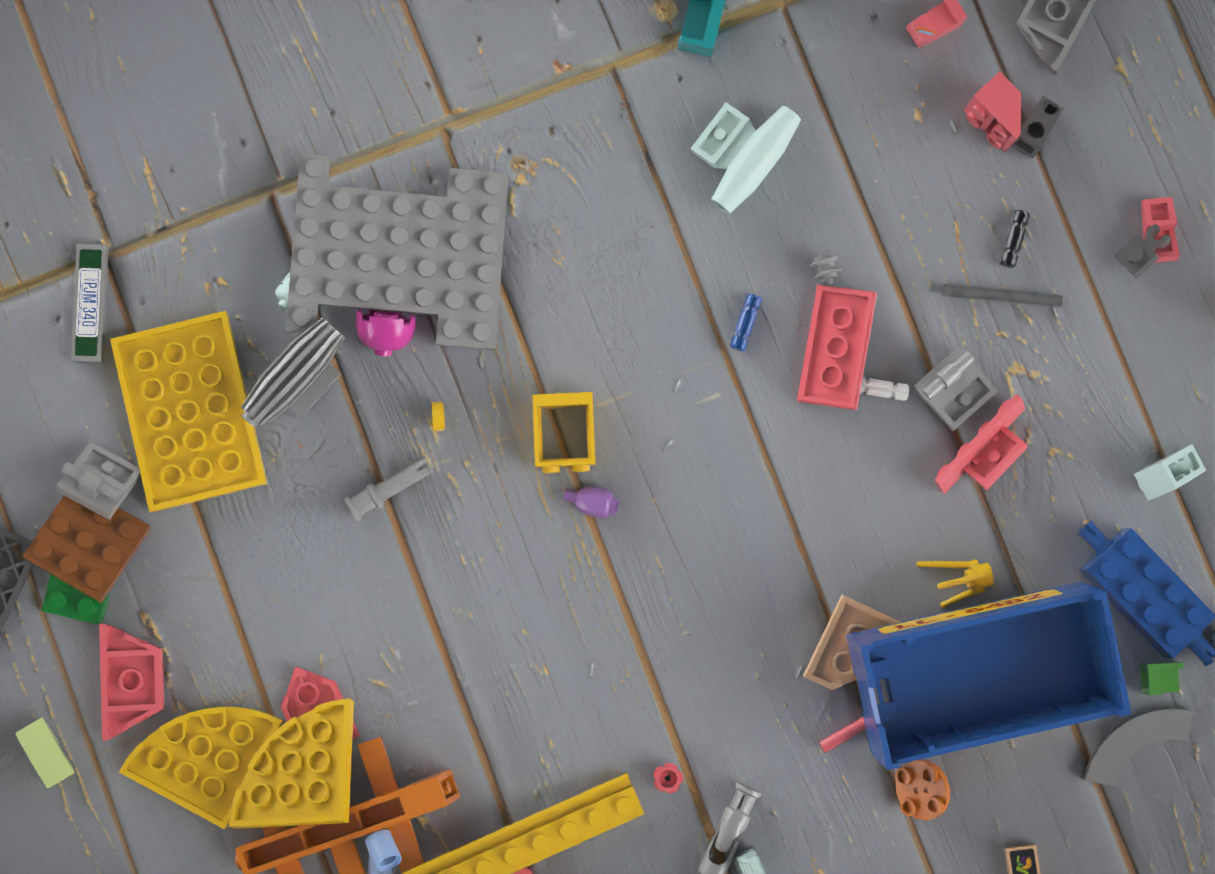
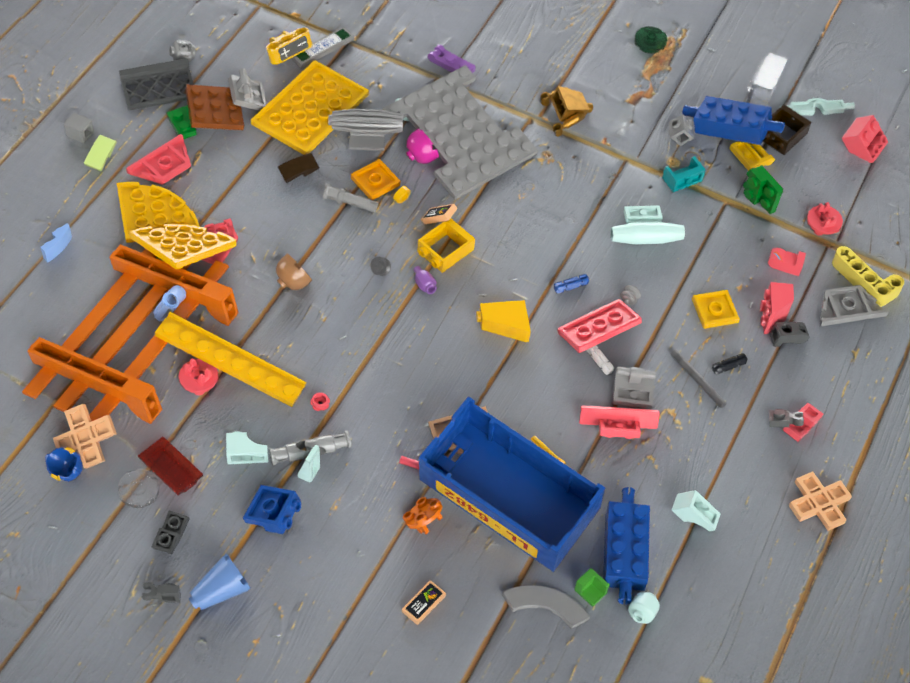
camera: 35 degrees right, 30 degrees down
(55, 355) = (288, 45): none -> yellow beam
(261, 150) = (449, 60): none -> medium lavender plate
(282, 512) = (298, 166): none -> dark brown slope
(383, 428) = (375, 179): none -> light orange plate
(455, 664) = (291, 274): none -> medium nougat cylinder
(474, 68) = (569, 106): none -> pearl gold torso
(513, 400) = (439, 214): none -> light nougat tile
(529, 540) = (380, 266): none -> flat silver wheel
(735, 454) = (505, 319): none -> yellow slope
(926, 178) = (715, 309): none -> yellow tile

